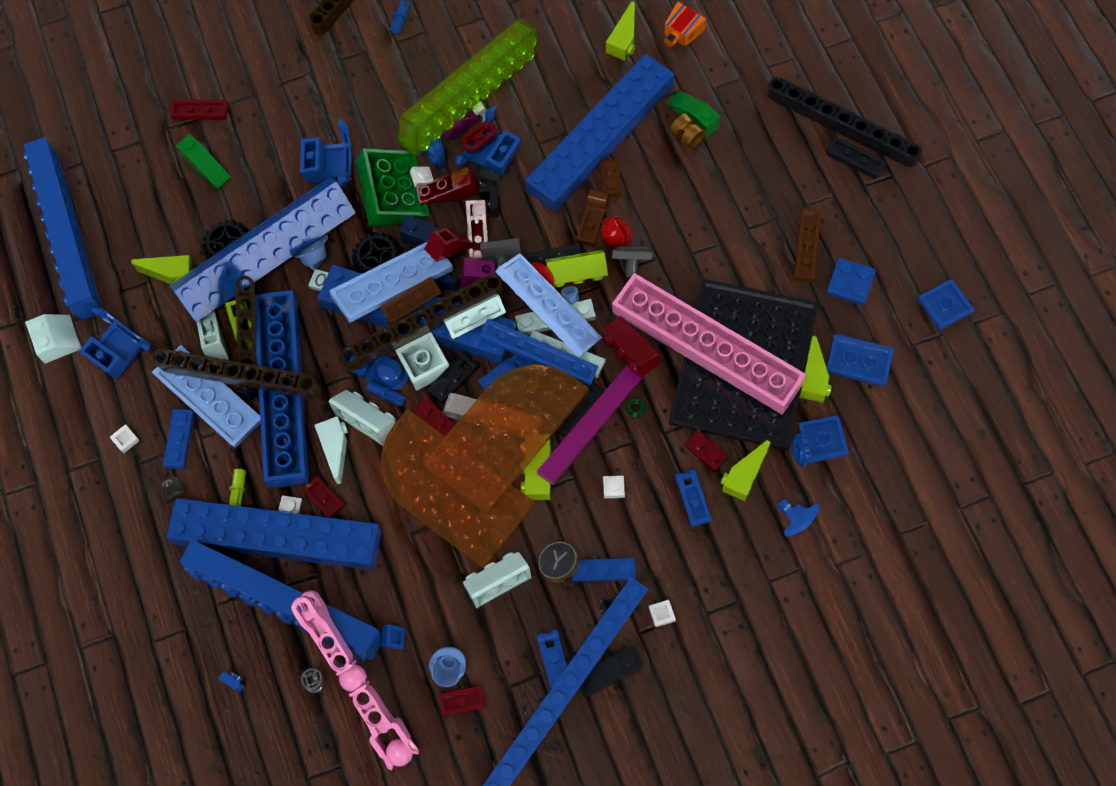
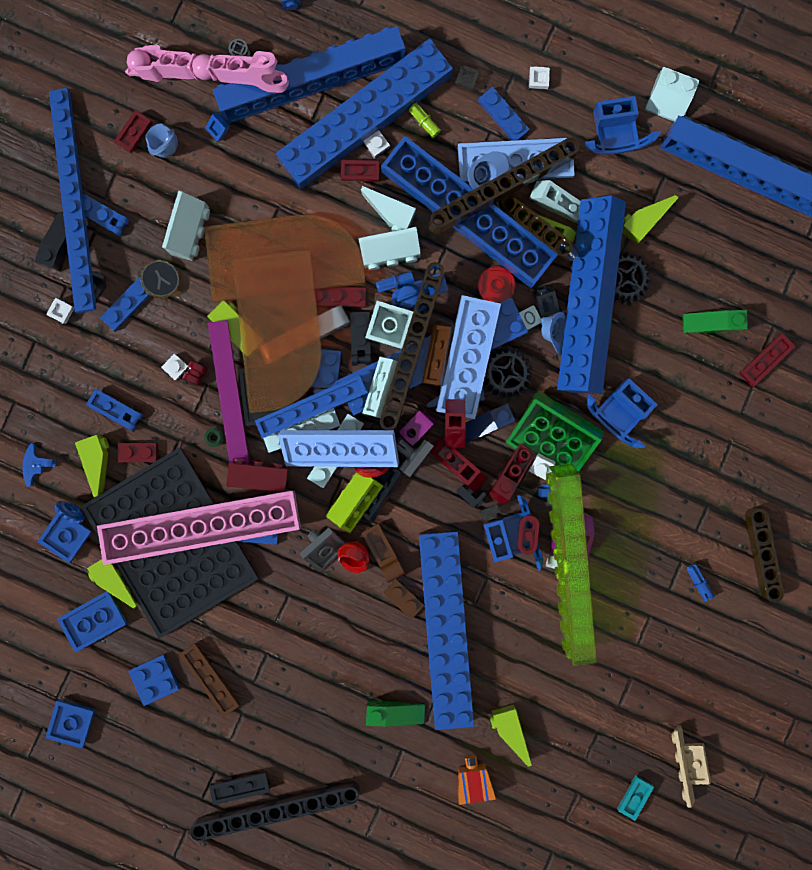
camera: 130 degrees right, 20 degrees up
(238, 399) = (487, 168): none -> medium blue piece
(296, 279) = (546, 300): none -> black bracket
(318, 325) = (496, 284): none -> red tile
(570, 294) = (345, 478): medium blue bush -> none
(602, 465) = (194, 373): none -> dark red wheel
(686, 130) = (381, 691): pearl gold wheel -> none

